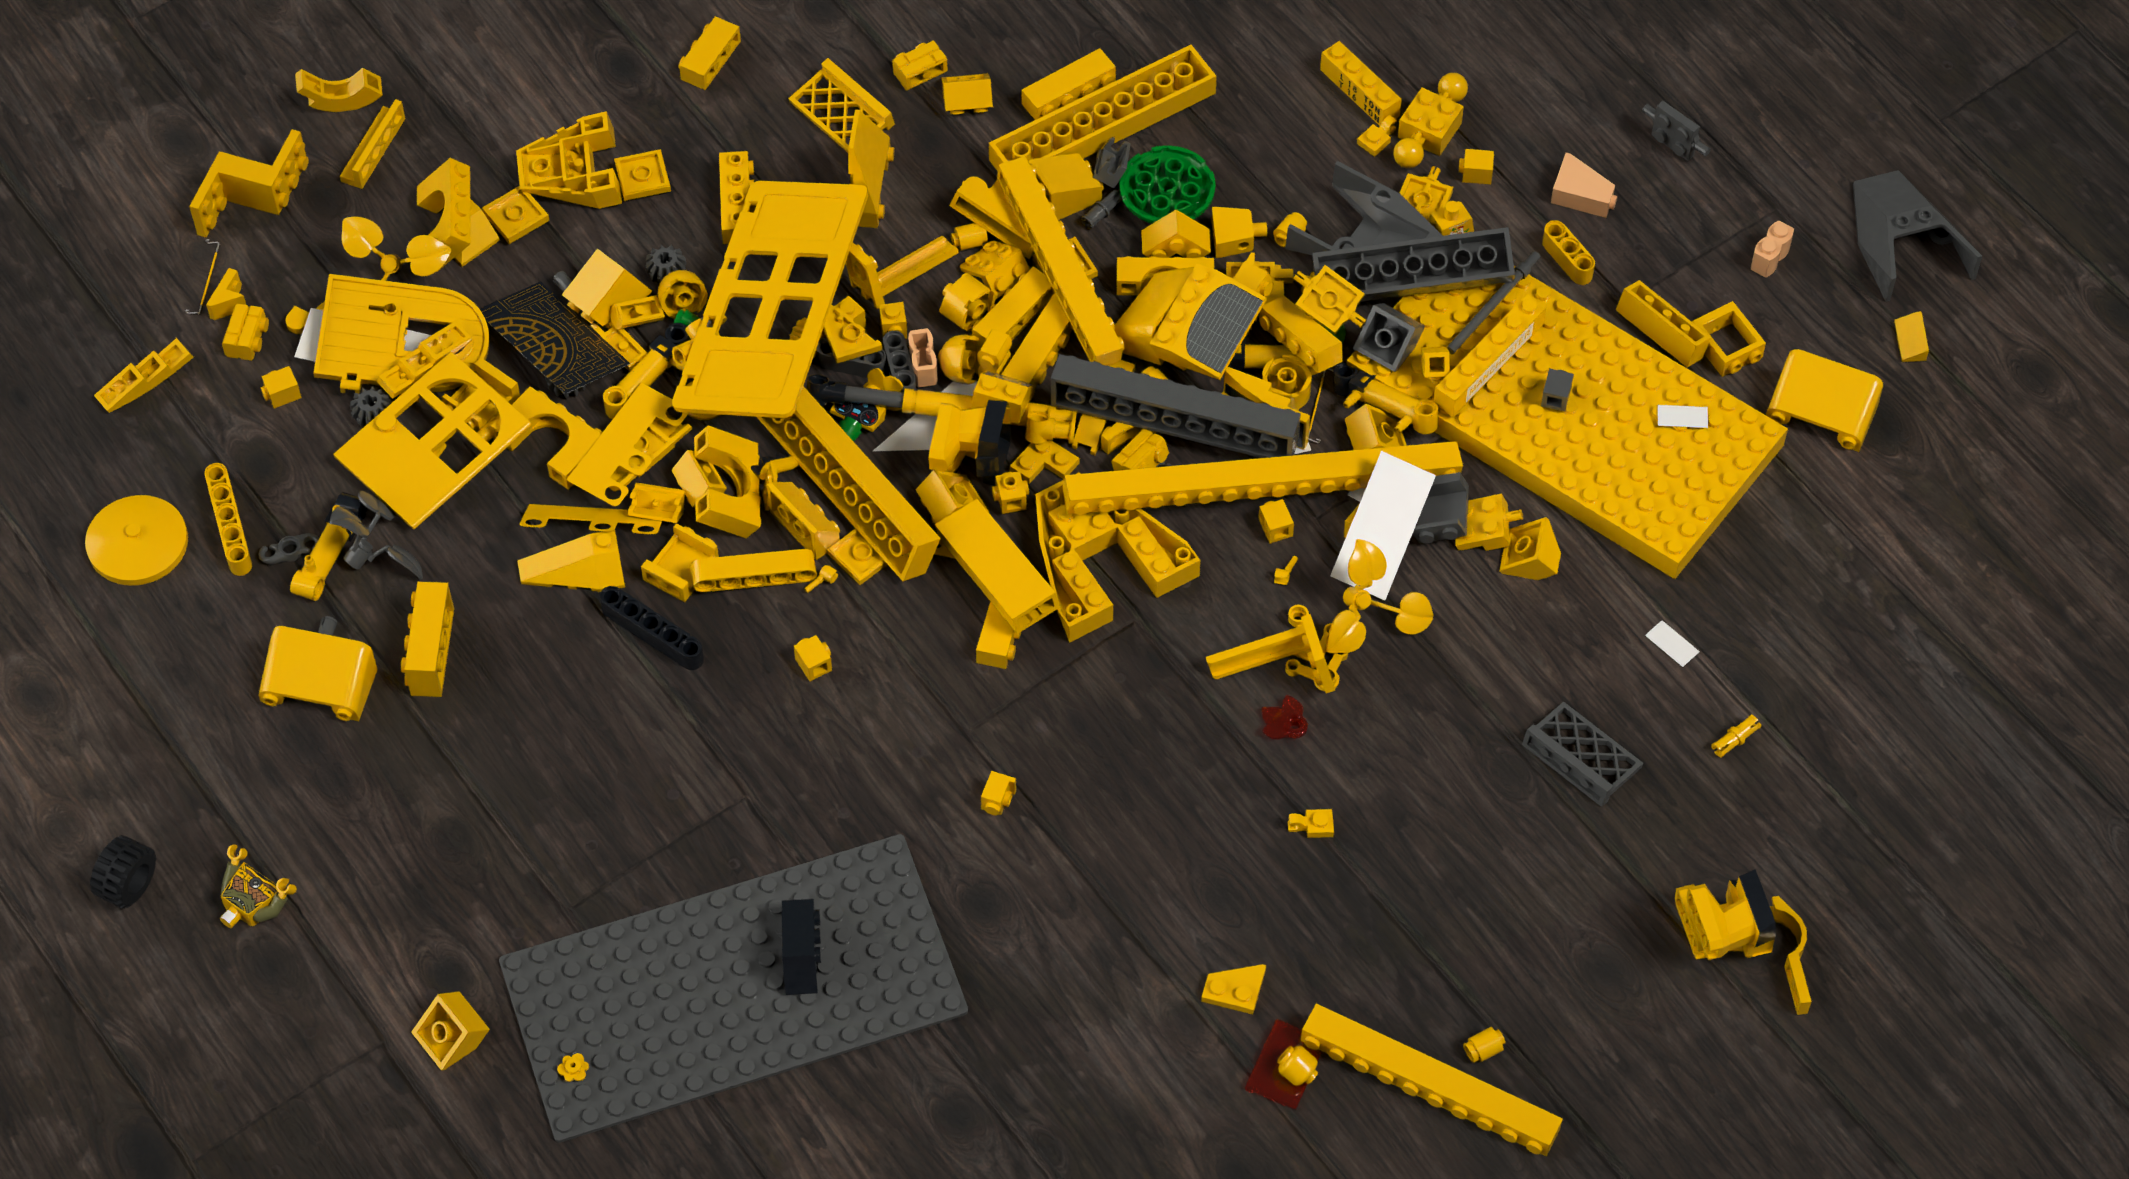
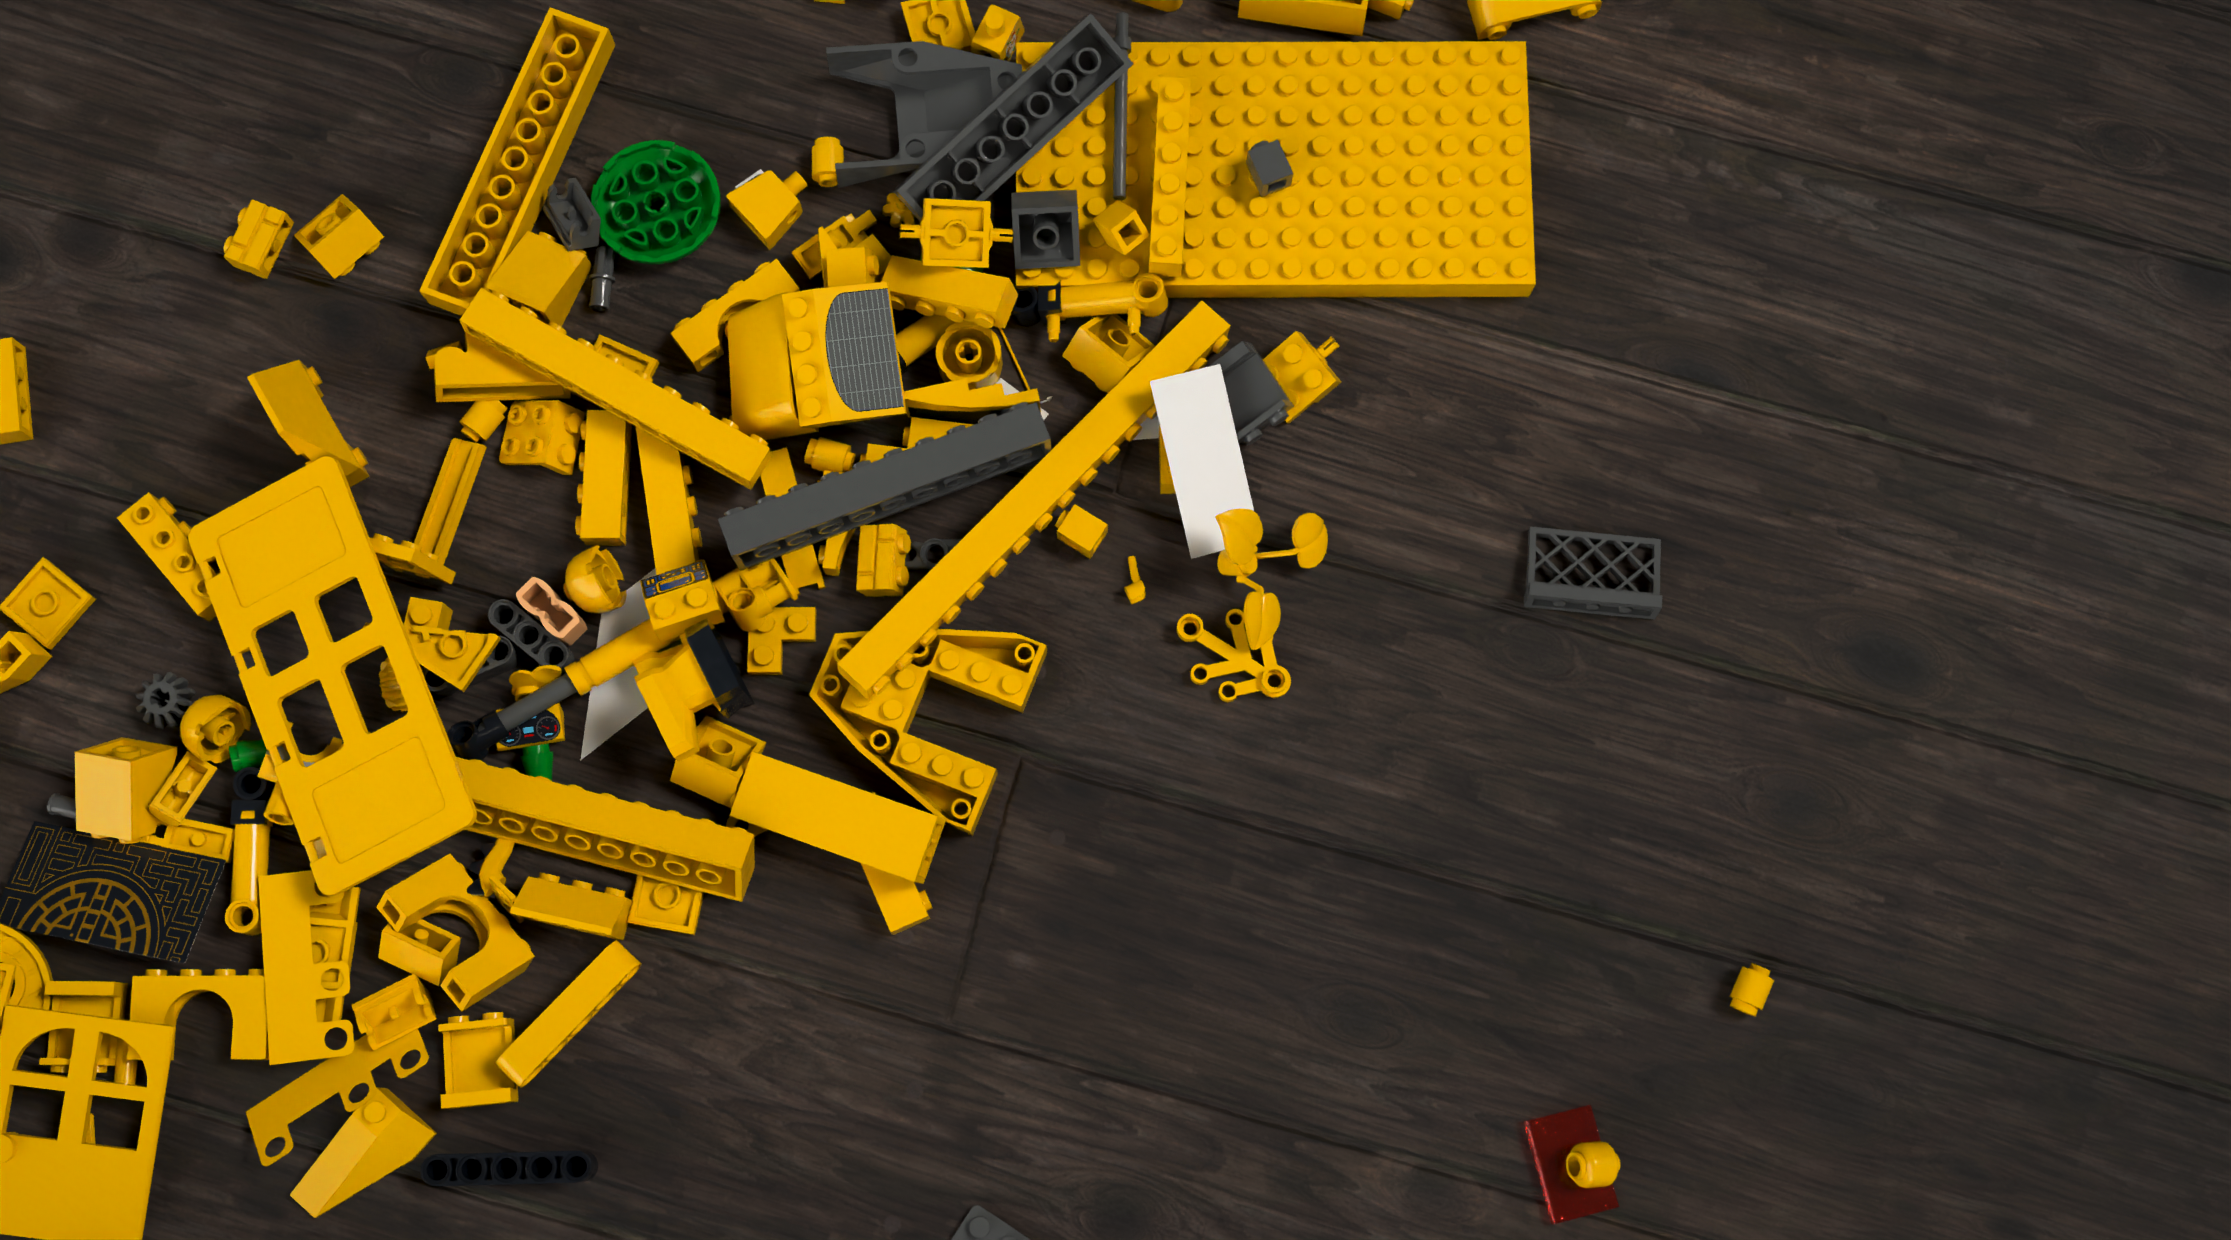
camera: 40 degrees left, 20 degrees up
(813, 657) = (716, 1068): yellow brick -> none
(826, 573) = (649, 952): yellow hand -> none
(851, 90) = (207, 328): yellow fence -> none
(893, 318) = (481, 587): yellow brick -> none
(966, 301) = (547, 507): yellow brick -> none
(994, 353) = (631, 555): yellow brick -> none
(997, 793) = (1042, 1083): yellow brick -> none
(1010, 492) = (783, 714): yellow brick -> none
(1068, 84) = (447, 149): yellow brick -> none
(1175, 235) = (714, 261): yellow brick -> none
(1235, 988) = (1455, 1116): yellow wing -> none
(1272, 649) = (1200, 692): yellow bracket -> none
(1281, 720) = (1262, 761): clear red plate -> none
(1316, 823) = (1391, 860): yellow plate -> none
(1431, 1080) = (1732, 1074): yellow brick -> none
(1531, 551) = (1370, 373): yellow slope -> none
(1672, 643) = (1582, 374): white sticker -> none
(1682, 416) = (1413, 104): white sticker -> none
(1736, 736) = (1728, 439): yellow pin -> none
(1738, 925) = (1901, 677): yellow piece -> none
(1788, 917) = (1973, 661): yellow piece -> none

